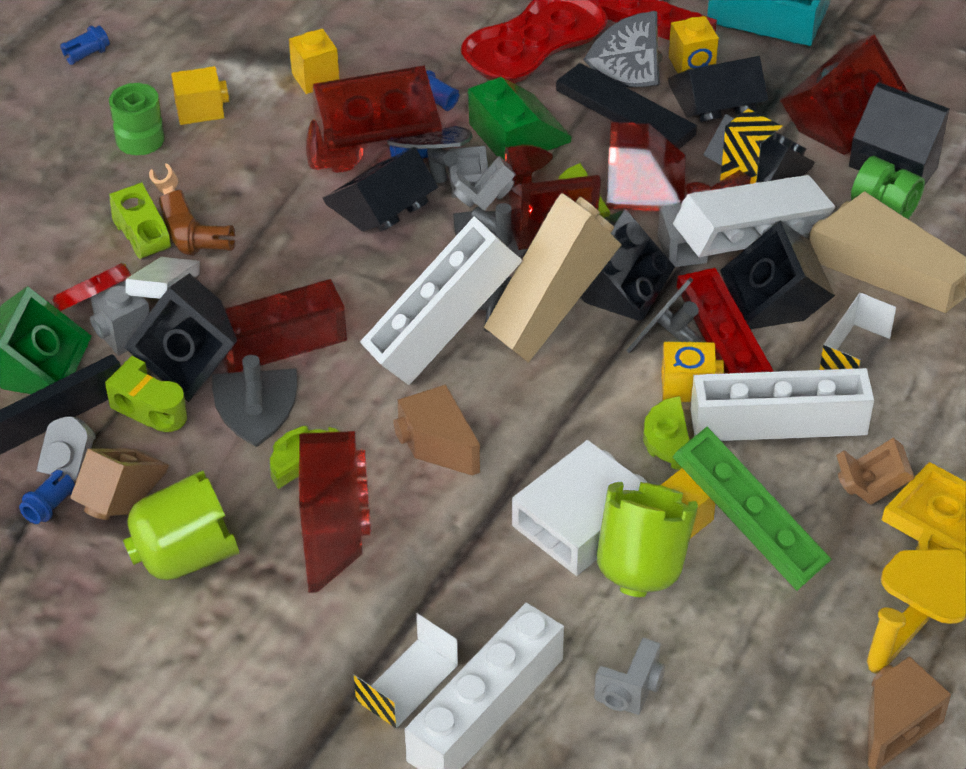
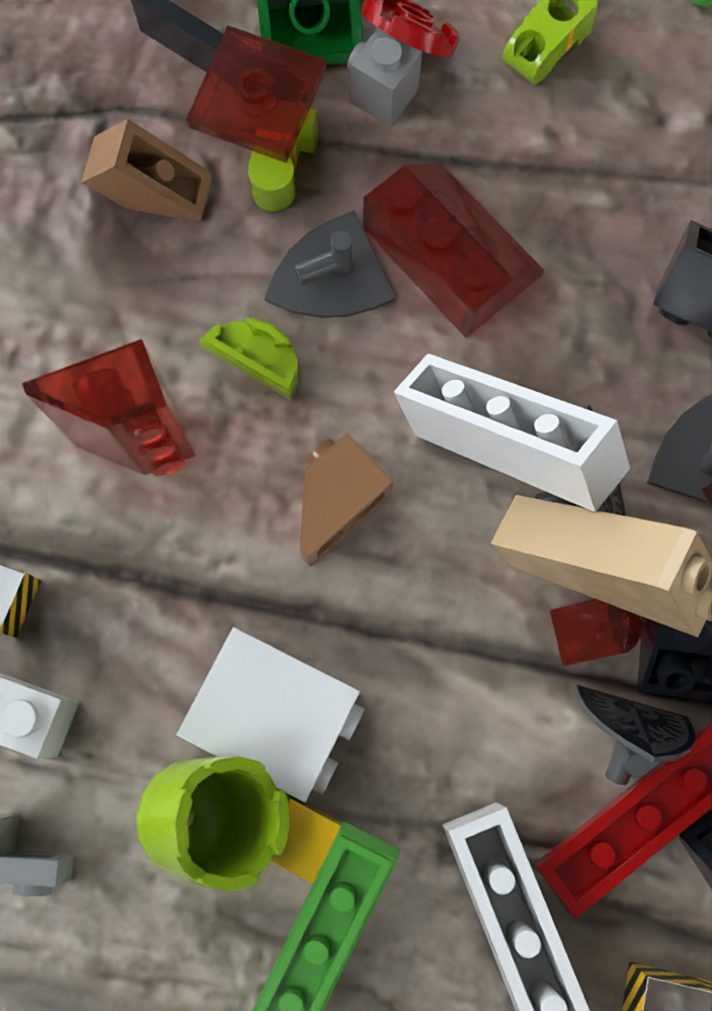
camera: 70 degrees right, 30 degrees up
(38, 505) = (100, 113): blue pin -> none
(65, 446) = (167, 103): light grey plate -> none
(104, 379) = (256, 93): none -> clear red plate
(159, 276) = (448, 90): white tile -> none
(179, 529) = (77, 269): lime cylinder -> none
(182, 226) = (570, 78): dark orange arm -> none
(184, 336) = (360, 148): black slope -> none
(593, 320) = (594, 631): none -> clear red plate
(666, 430) = (441, 784): lime plate -> none
(684, 361) = (551, 788): yellow brick -> none

